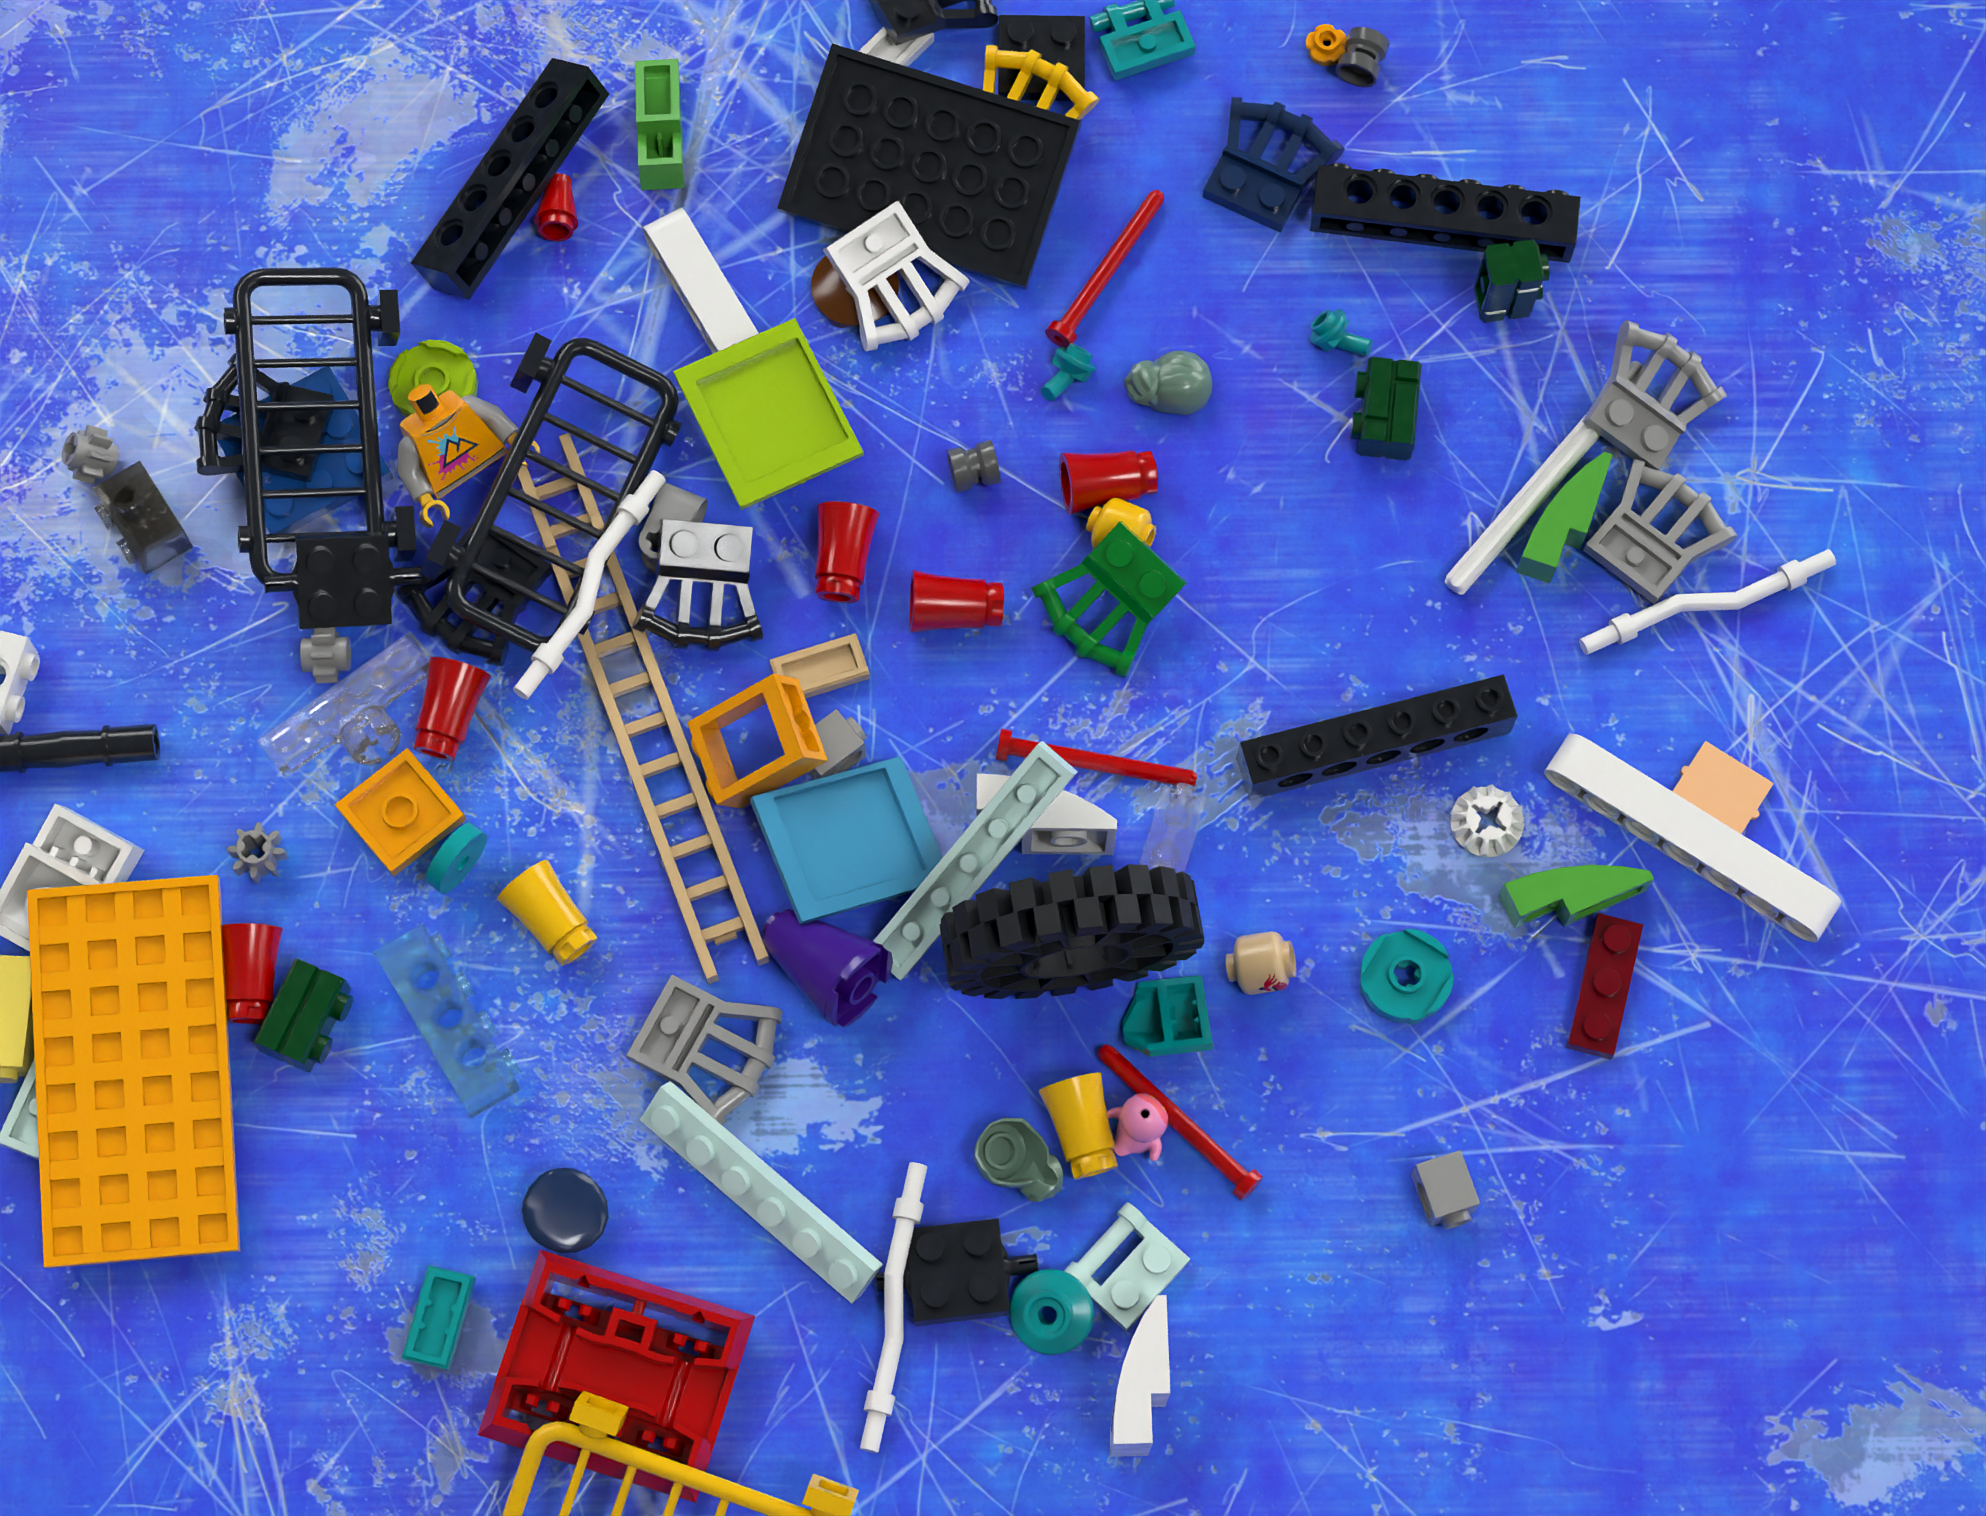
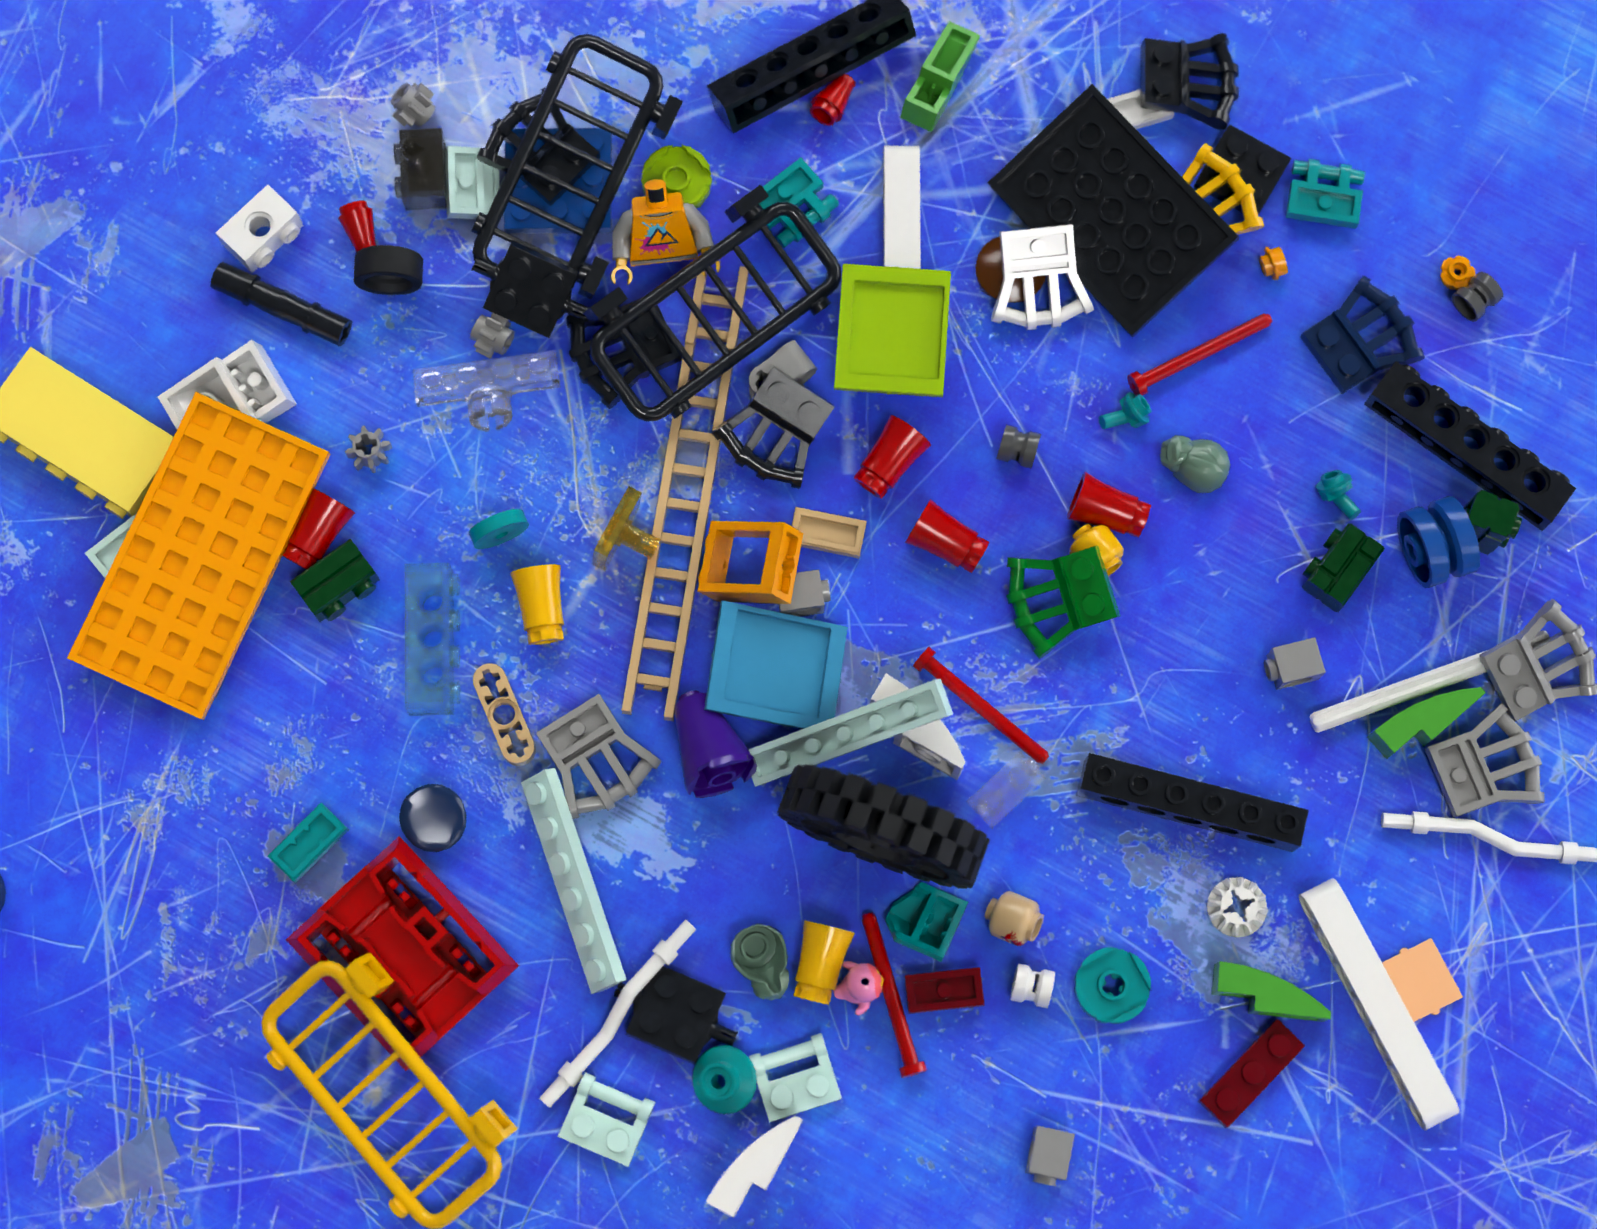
camera: 30 degrees right, 5 degrees up
(103, 616) = (358, 224): none -> red cone
(168, 645) = (388, 270): none -> black tyre
(204, 506) = (469, 183): none -> light aqua plate
(400, 812) = (481, 474): light orange plate -> none
(448, 706) = (554, 418): red plant -> none
(549, 655) = (638, 422): white bar -> none
(558, 1027) = (485, 694): none -> tan beam
(575, 316) = (797, 186): none -> teal plate
(600, 785) = (621, 531): none -> clear yellow tile
(948, 1446) = (601, 1132): none -> light aqua plate
(1130, 133) = (1273, 263): none -> light orange plate
(1232, 1082) = (944, 990): none -> dark red plate
(1323, 1023) = (1024, 983): none -> white wheel
(1398, 534) = (1294, 664): none -> light grey brick
(1473, 326) = (1438, 541): none -> blue wheel

